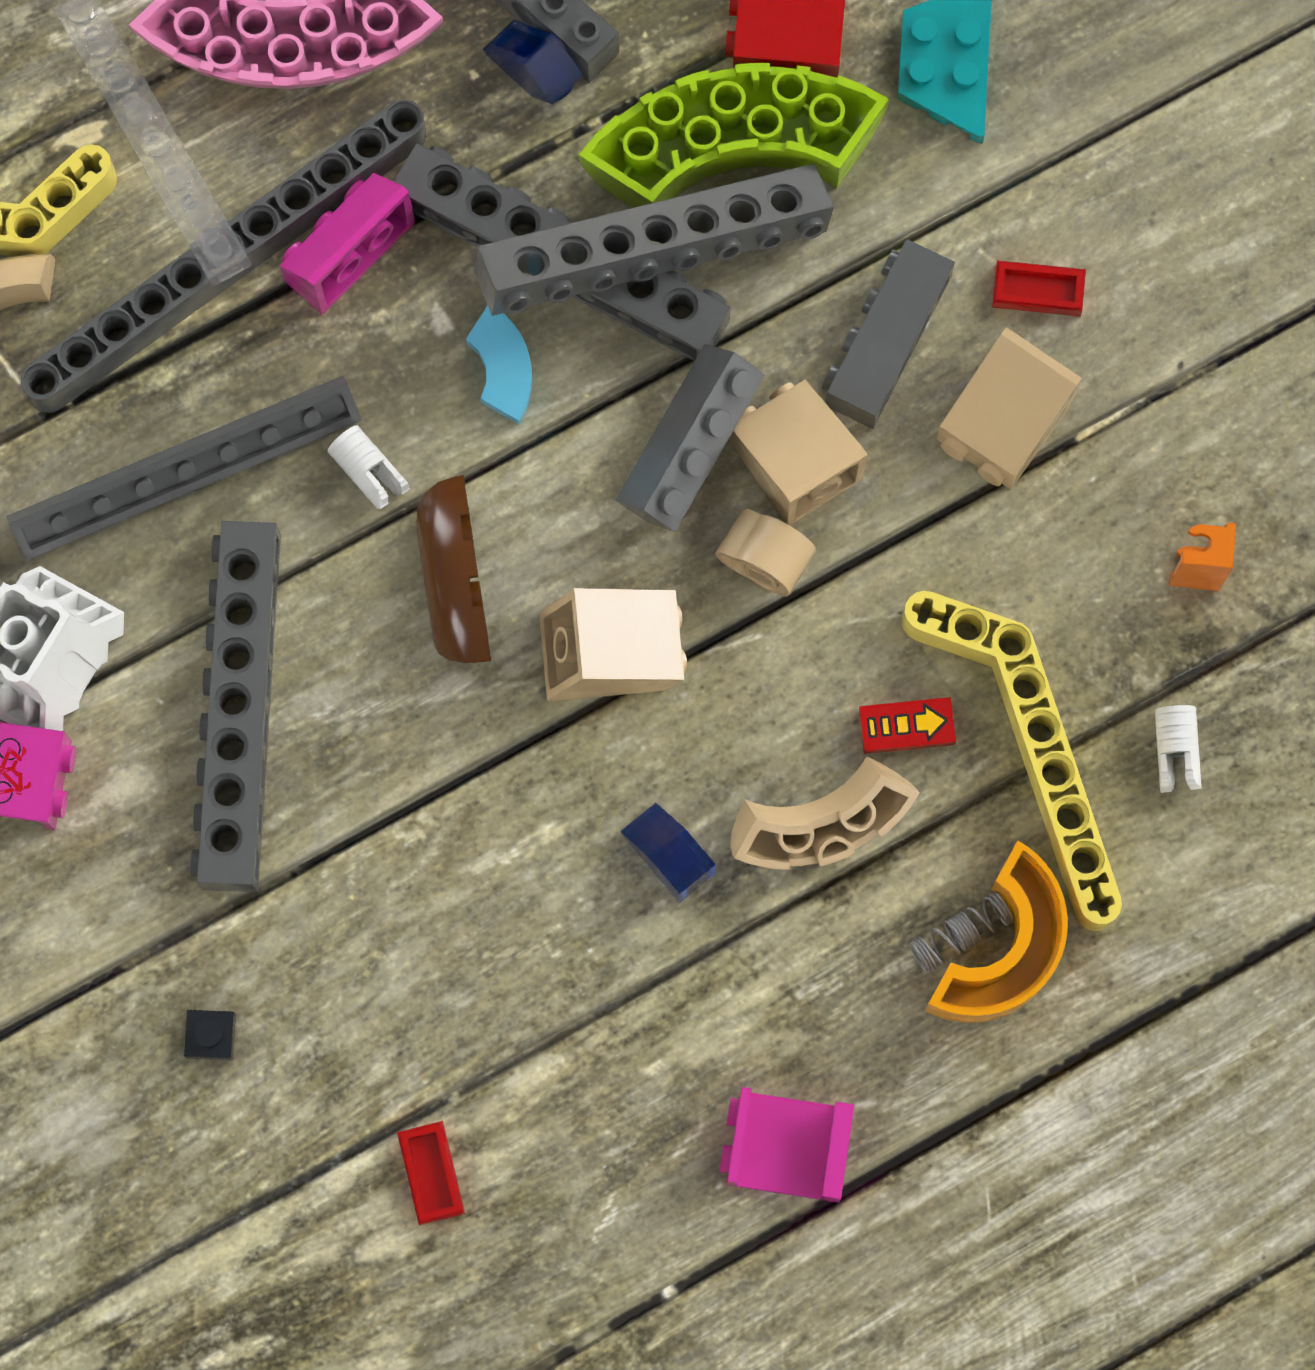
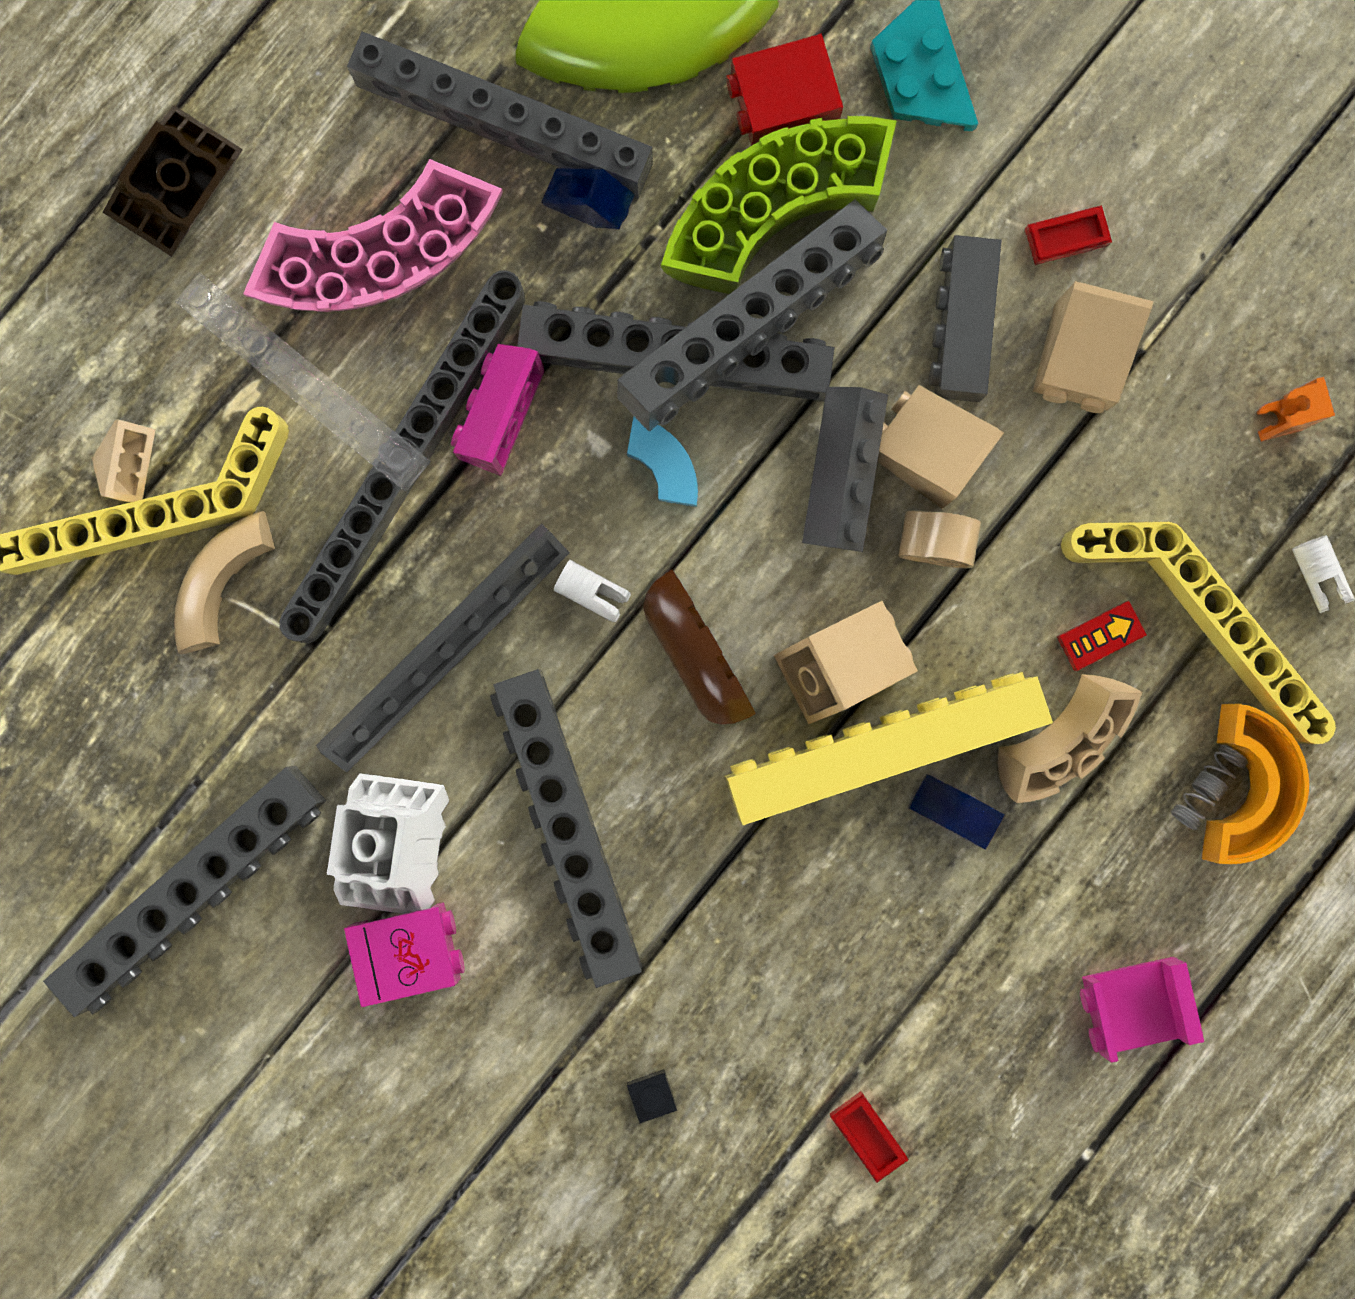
camera: 25 degrees left, 10 degrees up
(613, 745) = (893, 747): none -> light yellow brick

